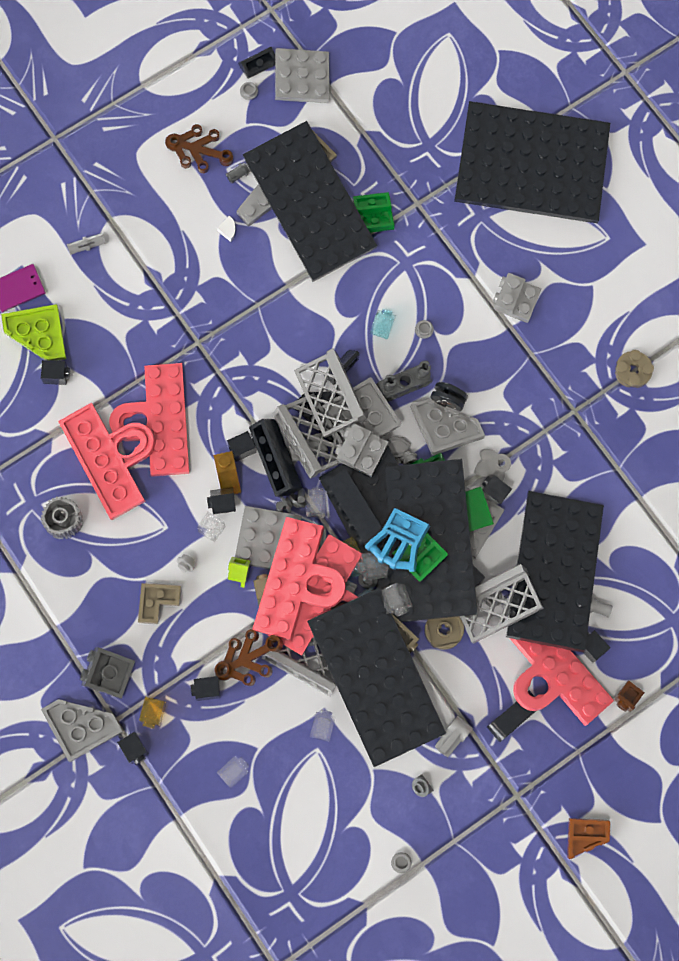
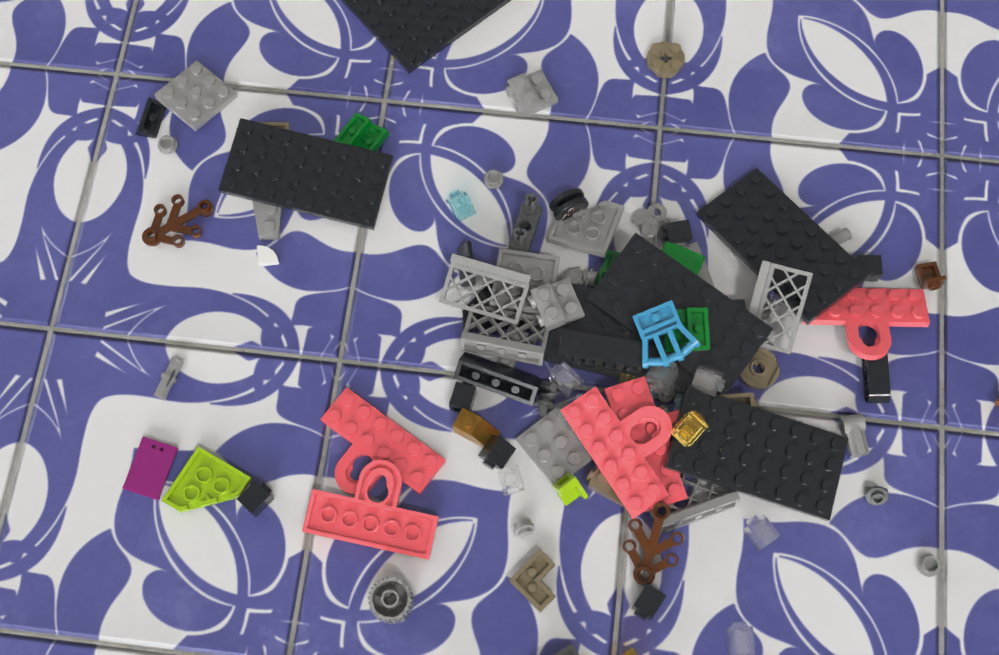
camera: 40 degrees left, 5 degrees down
(237, 172) = (228, 205): dark grey pin -> none
(345, 613) = (689, 428): none -> clear yellow brick

